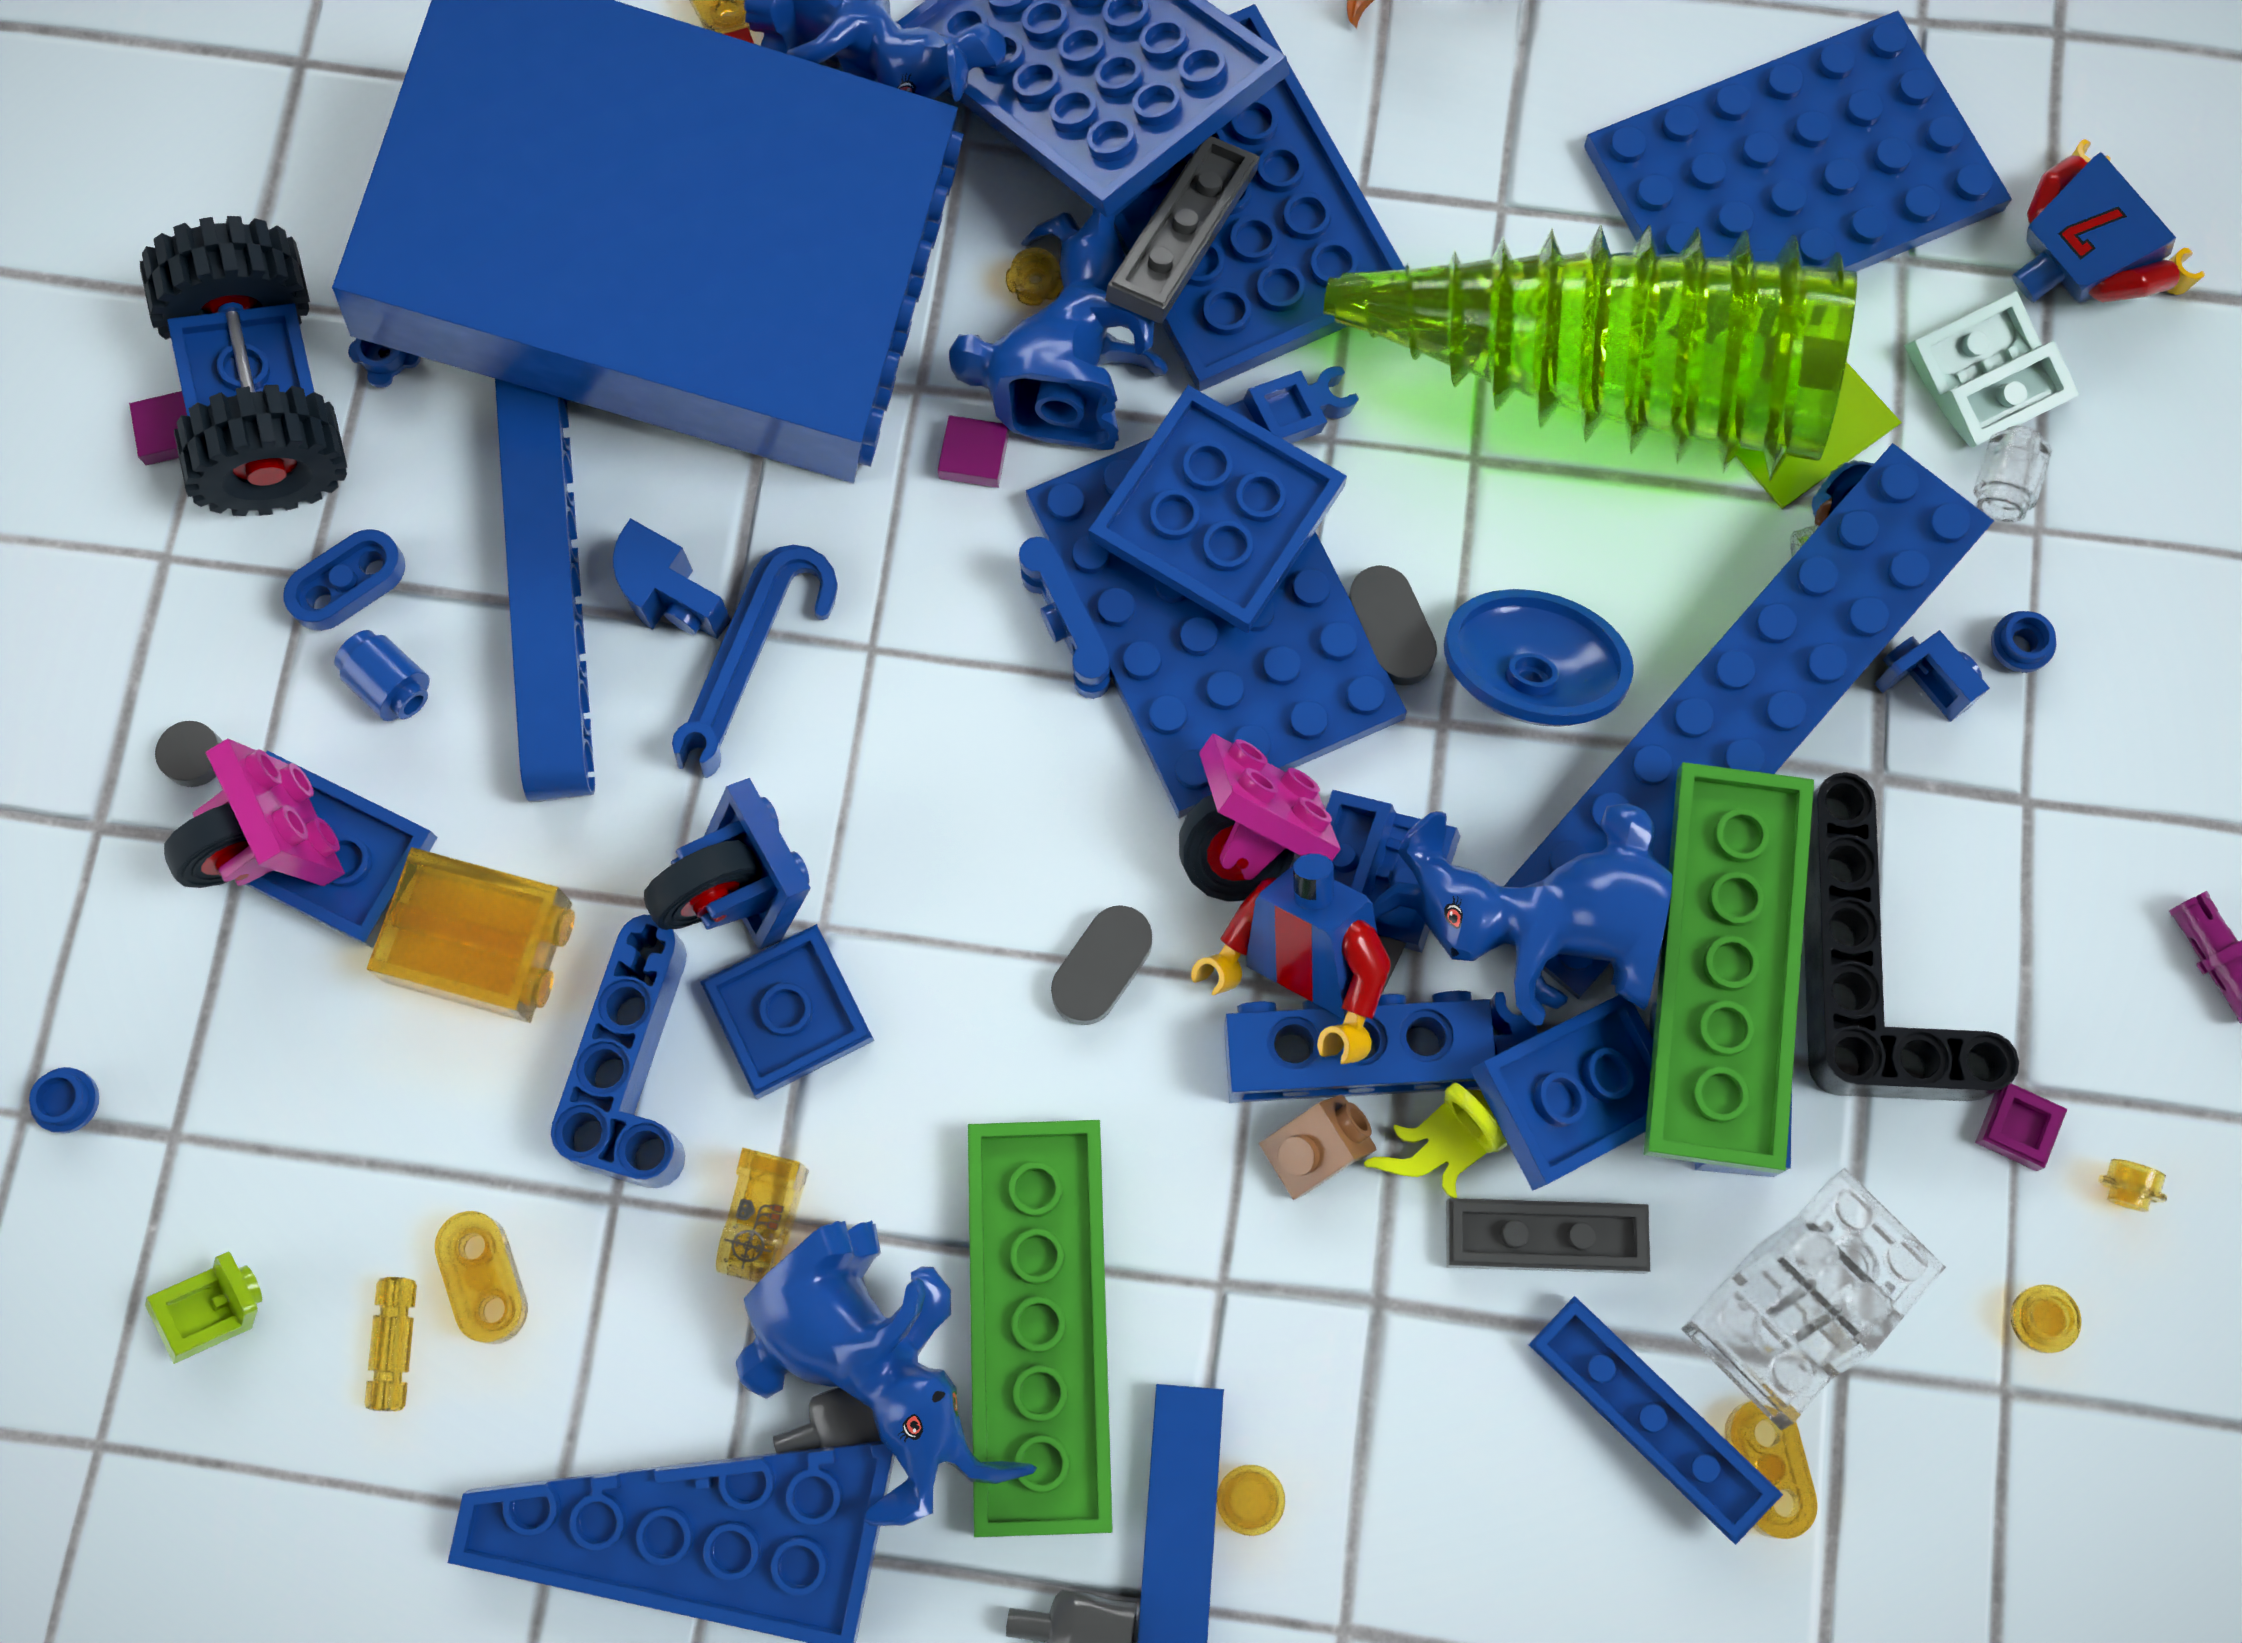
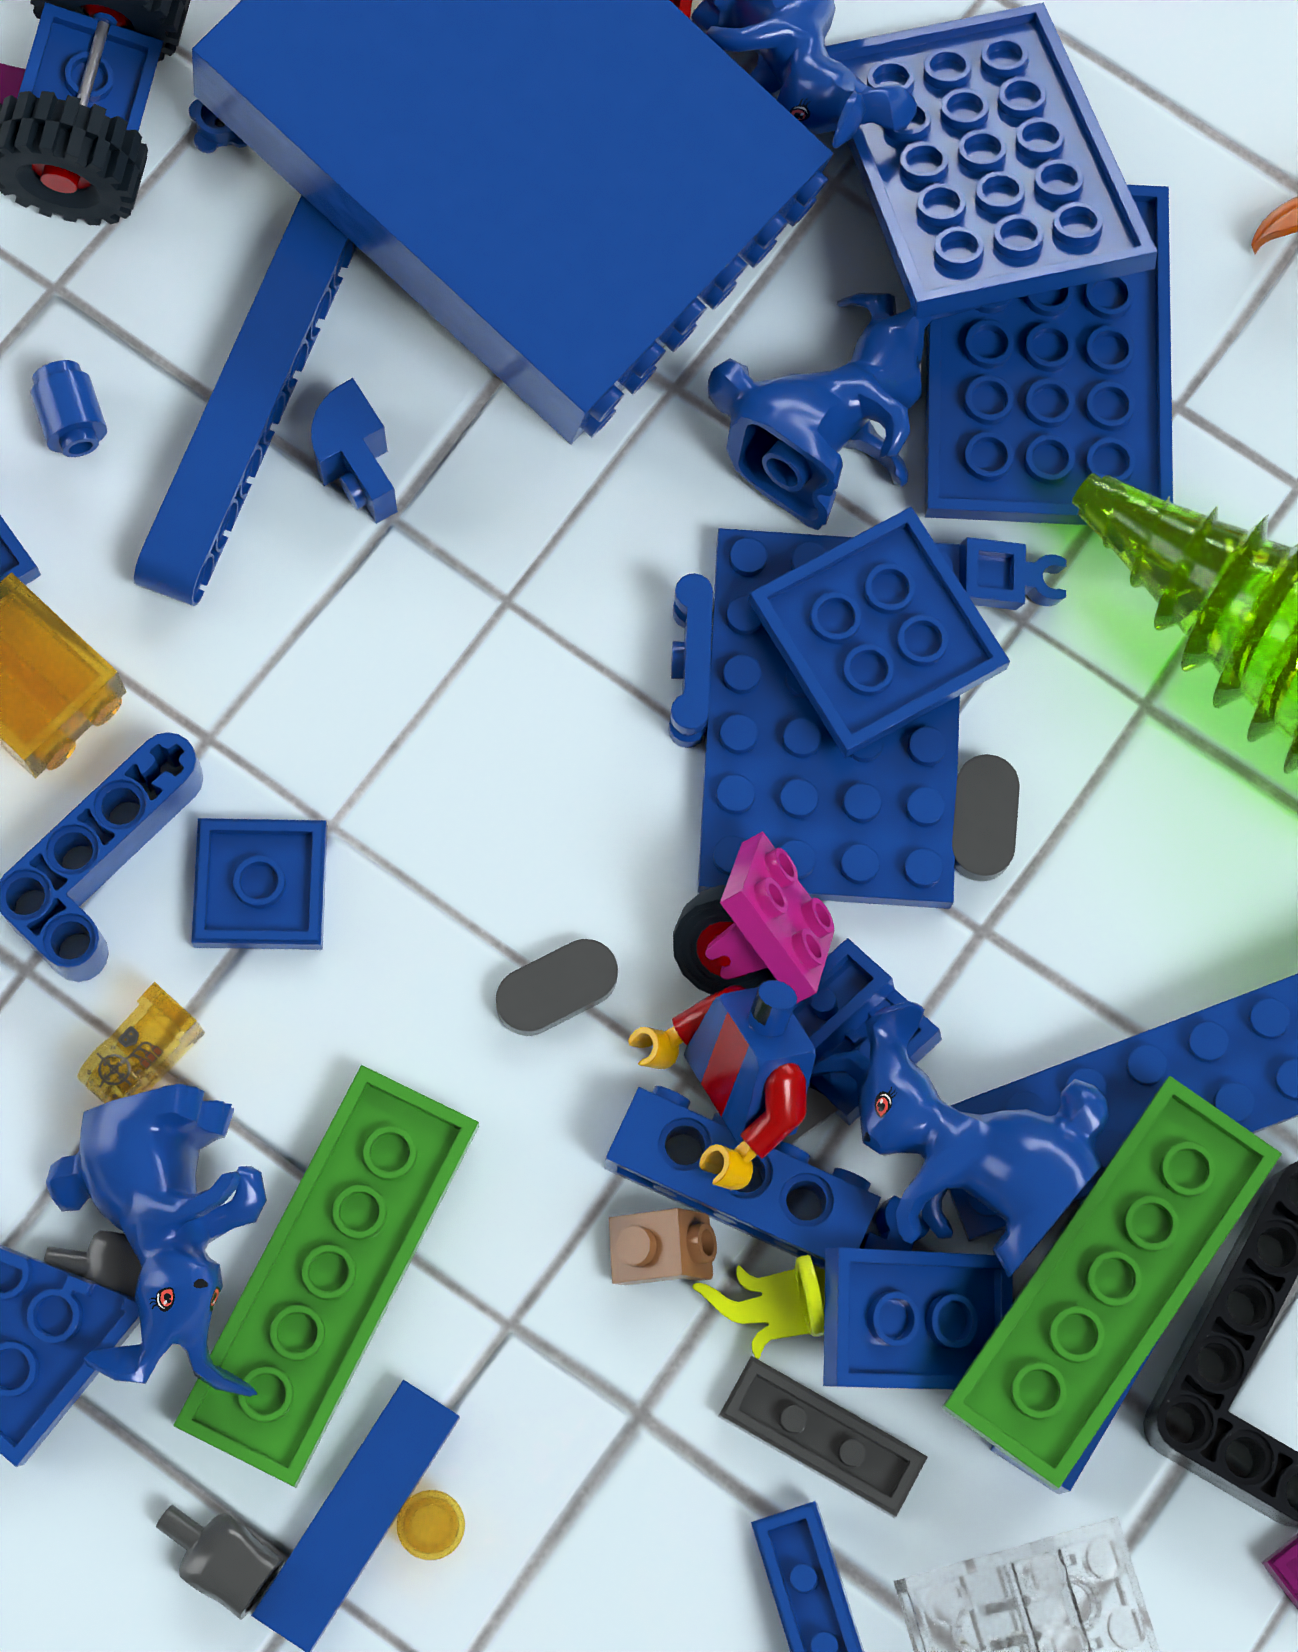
camera: 20 degrees right, 0 degrees up
(344, 577) = (82, 303): blue plate -> none
(733, 873) = (272, 737): blue plate -> none
(743, 646) = (393, 541): blue piece -> none
(973, 451) = (691, 469): magenta tile -> none
(1034, 263) = (831, 324): clear yellow plate -> none
(1182, 229) = (982, 362): dark grey tile -> none
(1538, 657) = (1096, 914): blue dish -> none

